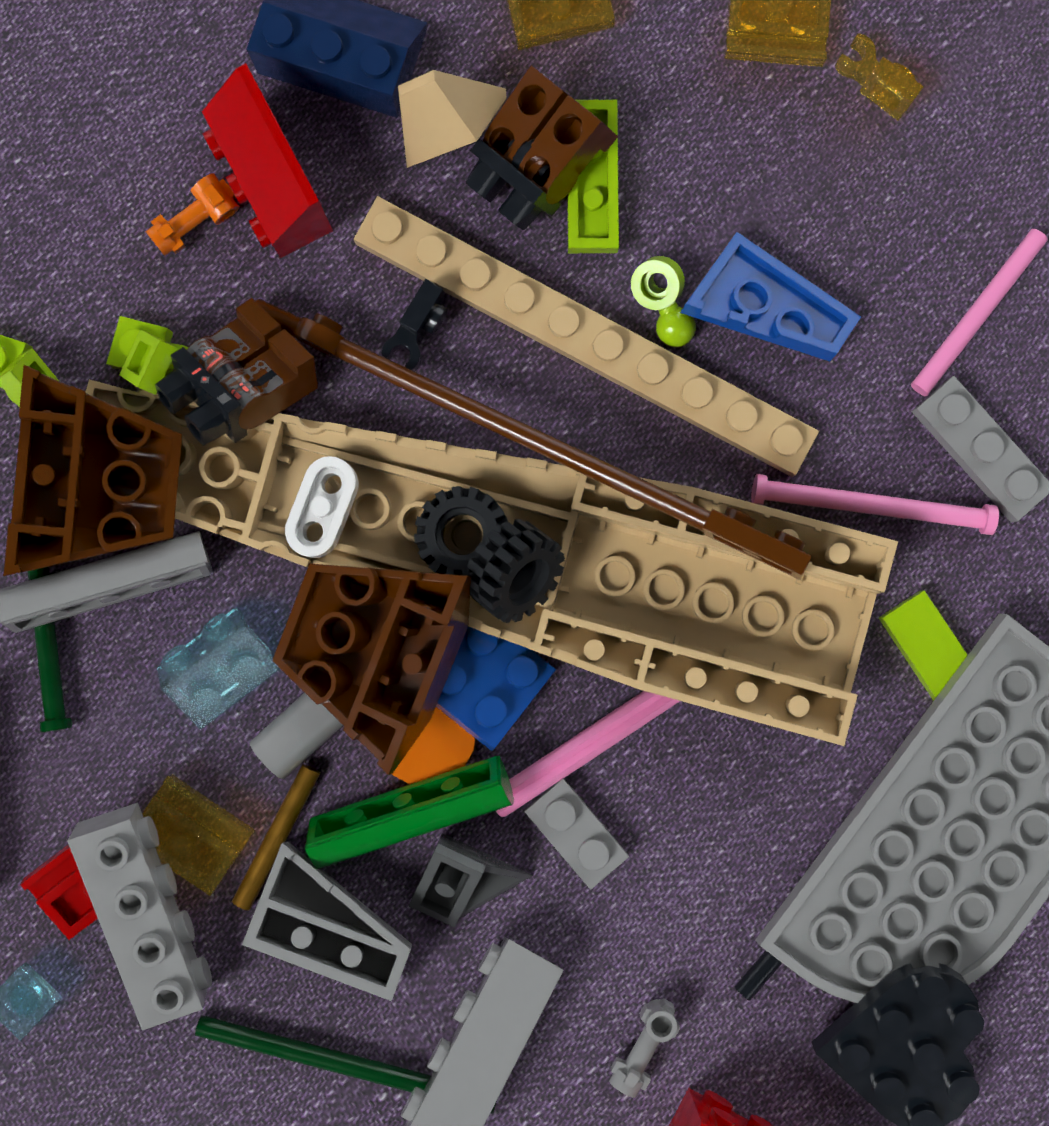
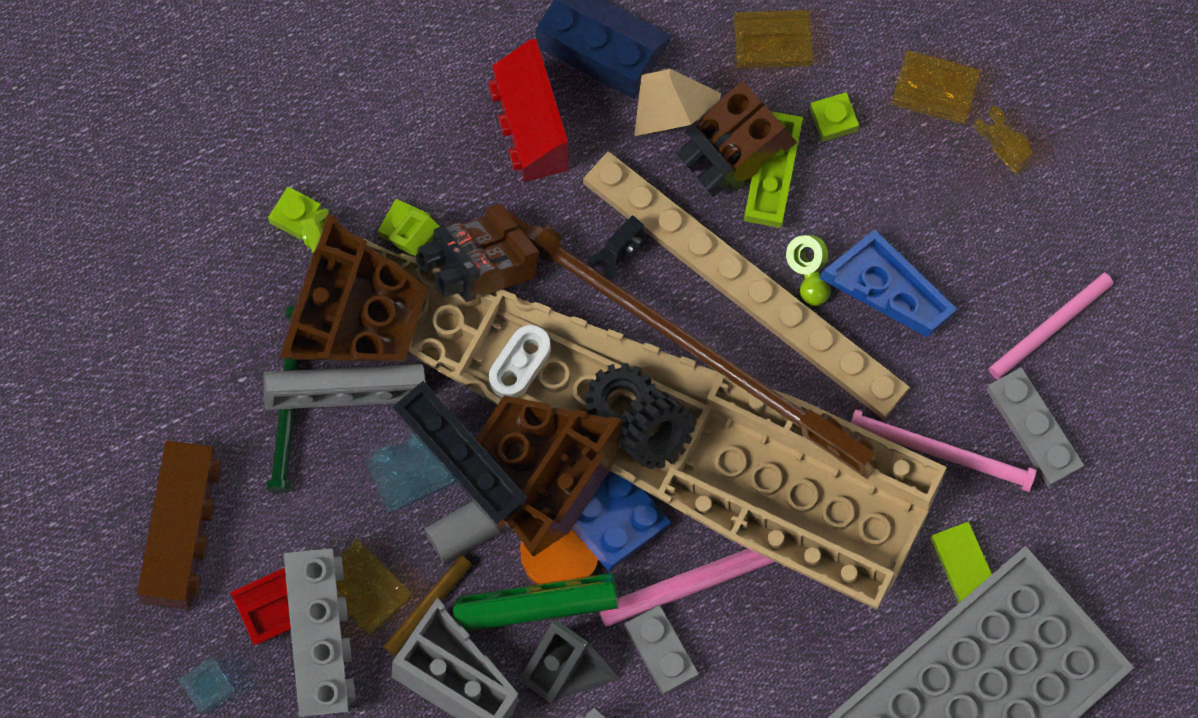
camera: 15 degrees right, 15 degrees down
(213, 200) = (483, 129): orange bar -> none
(267, 660) = (460, 455): none -> black panel
(655, 90) = (834, 117): none -> lime plate

